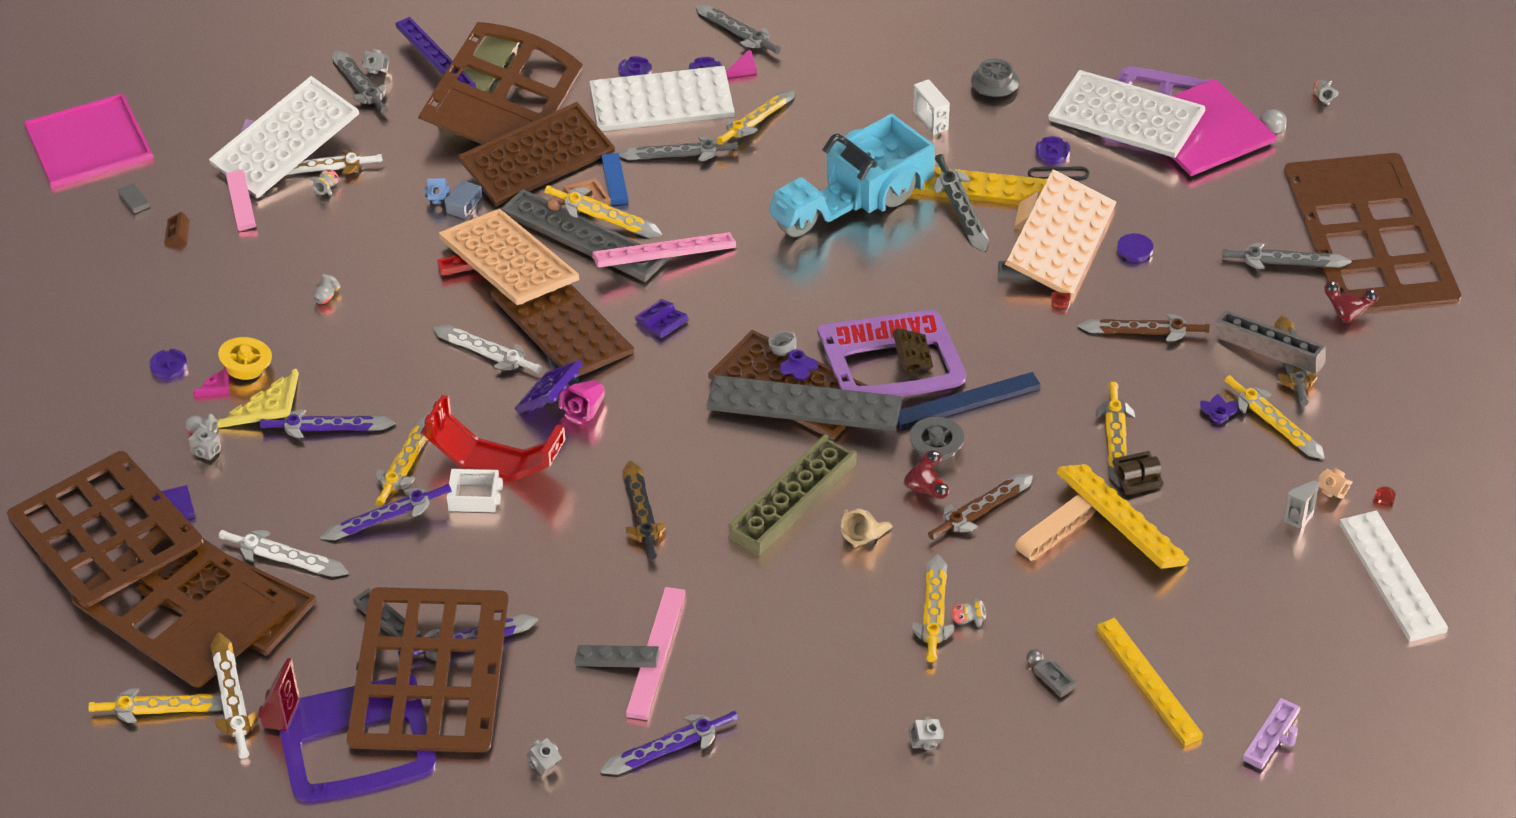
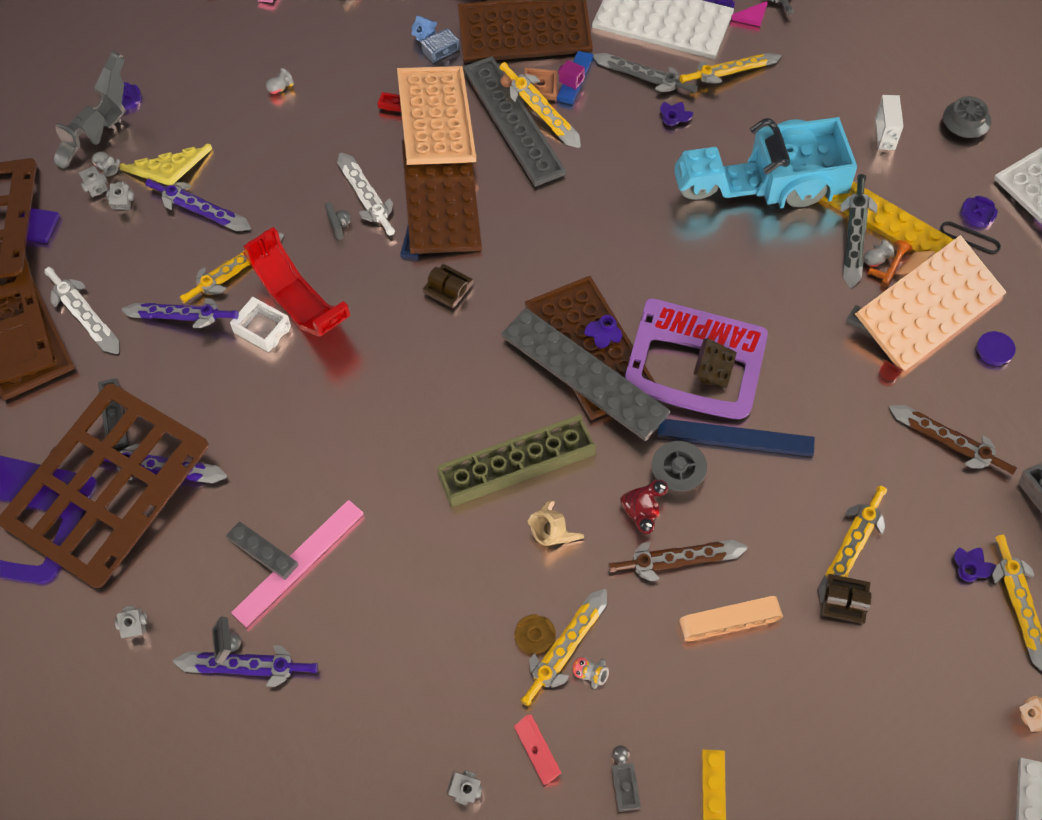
camera: 30 degrees right, 15 degrees up
(167, 380) = (91, 120): none -> dark grey piece
(214, 385) = (146, 130): dark pink tile -> none
(244, 357) = (174, 116): yellow wheel -> none
(244, 444) = (120, 196): none -> light grey brick
(478, 380) = (337, 220): none -> dark grey tile
(548, 387) = (381, 254): dark purple plate -> none
(581, 400) = (404, 279): dark pink cone -> none
(613, 175) = (571, 74): none -> magenta brick
(626, 390) = (447, 285): none -> dark brown plate
(637, 731) = (224, 640): none -> dark grey tile
(641, 510) = (373, 432): sword -> none
(661, 318) = (524, 228): dark purple slope -> none
(663, 249) = (567, 163): bright pink tile -> none
(731, 173) = (674, 114): none -> dark purple plate
(782, 343) = (603, 303): light grey hair -> none
(902, 611) = (535, 635): none -> pearl gold tile
(955, 680) = (537, 749): none -> coral tile
(992, 213) = (878, 255): none -> light grey animal
(1008, 201) = (902, 247): none -> orange piece
(1123, 516) = (801, 643): yellow plate -> none
(1301, 504) = (987, 723): light grey tile -> none

